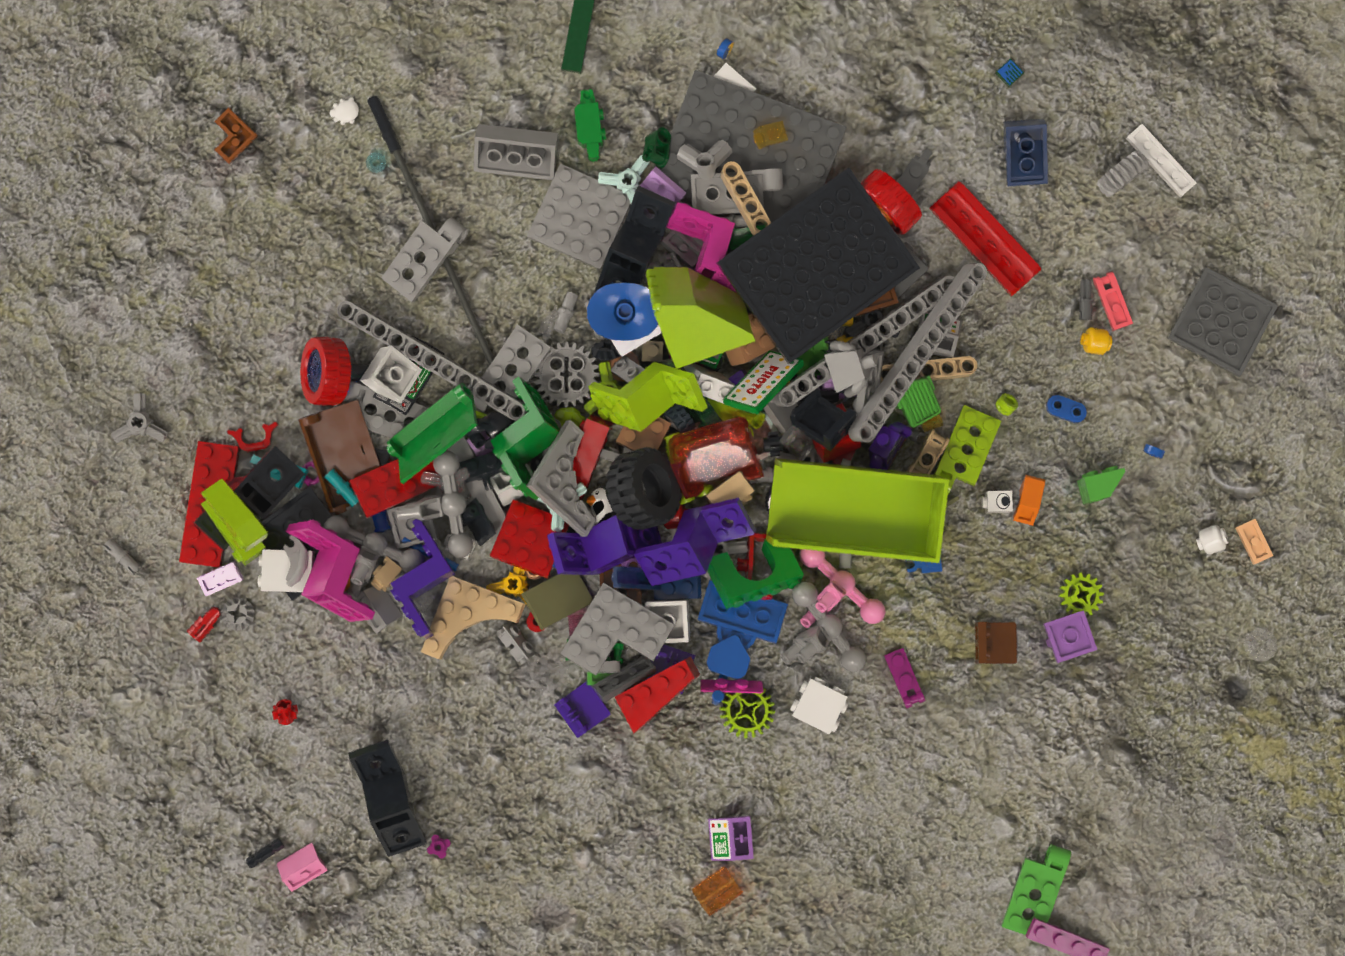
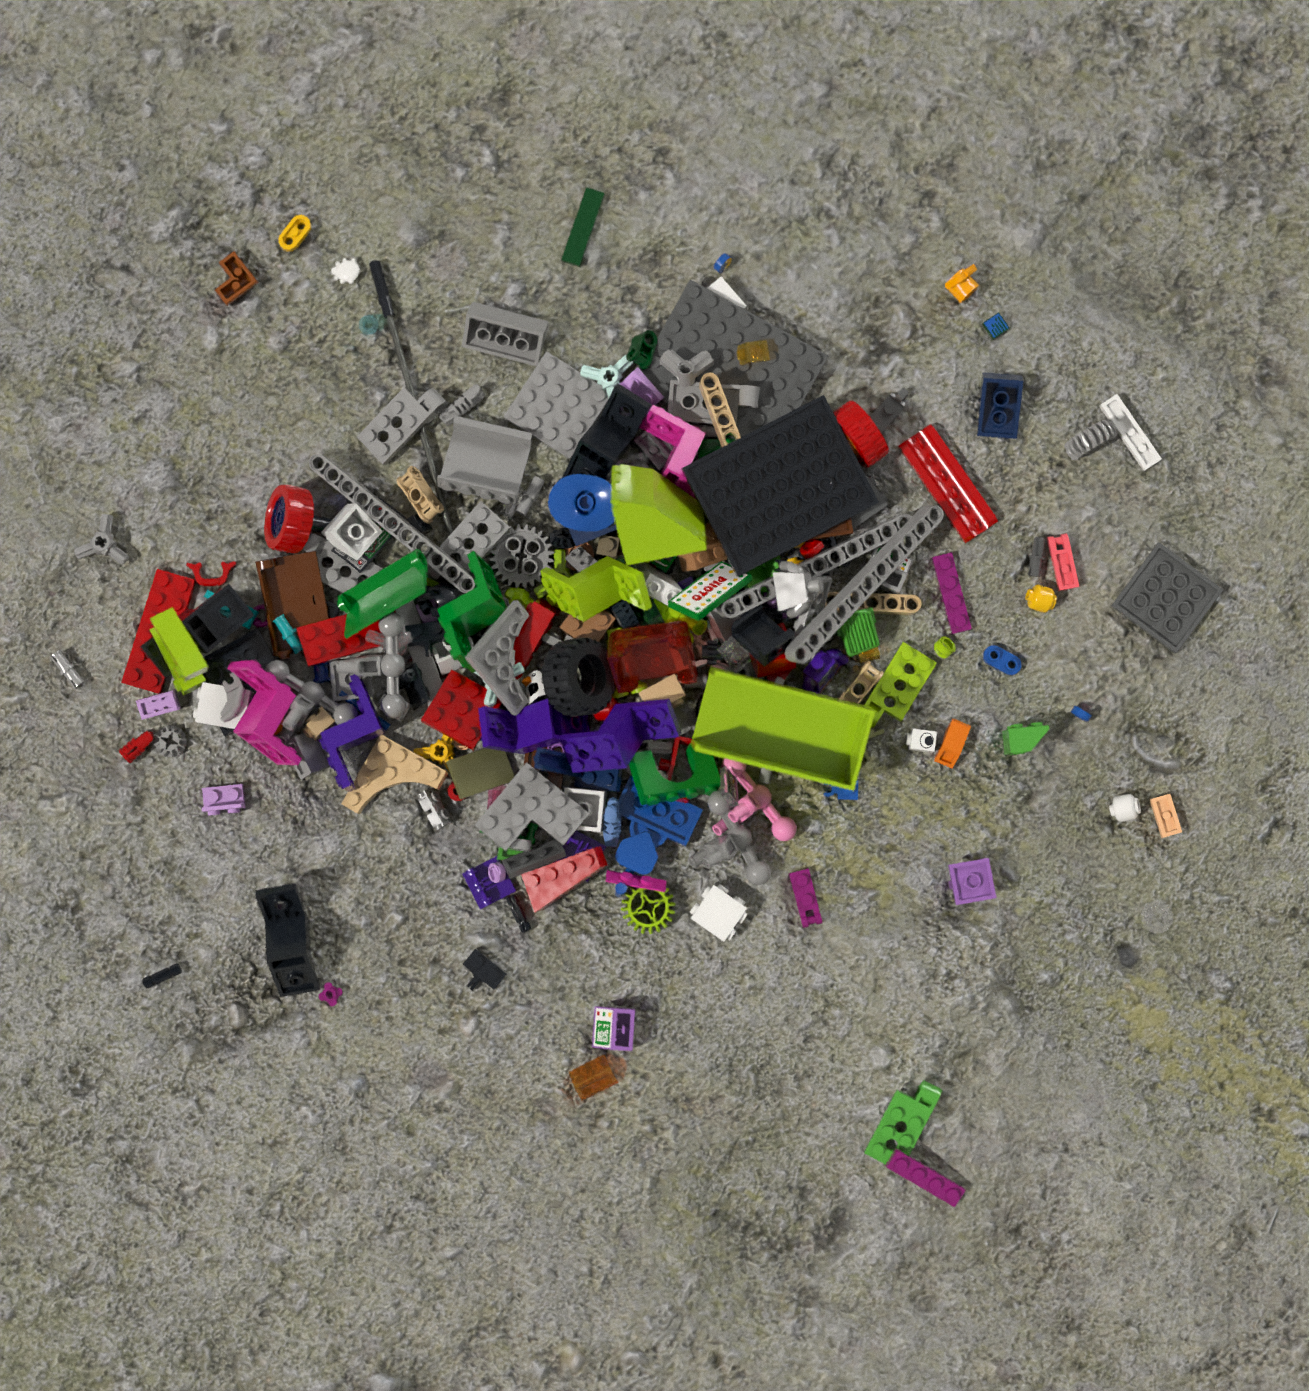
camera: 10 degrees right, 0 degrees up
(285, 80) = (293, 233): none -> yellow plate
(285, 712) = (201, 842): red gear -> none
(299, 664) = (223, 798): none -> lavender bracket
(301, 867) = (194, 995): bright pink panel -> none
(458, 355) = (419, 524): none -> black plate
(463, 335) = (413, 485): none -> tan piece
(483, 230) = (463, 404): none -> light grey hinge
(515, 283) = (485, 460): none -> light grey panel
(588, 124) = (579, 318): green hinge -> none
(589, 698) = (496, 872): none -> lavender tile
(590, 799) = (483, 970): none -> black plate
(617, 736) = (518, 913): none -> black axle
(698, 631) = (612, 823): none -> medium blue hinge
(811, 577) = (729, 787): none -> clear tile
(858, 324) = (811, 548): none -> red tile
(970, 35) = (962, 284): none -> light orange piece
(995, 643) = (899, 877): reddish brown bracket -> none
(1005, 349) = (951, 593): none -> magenta plate
(1077, 586) = (992, 852): lime gear -> none

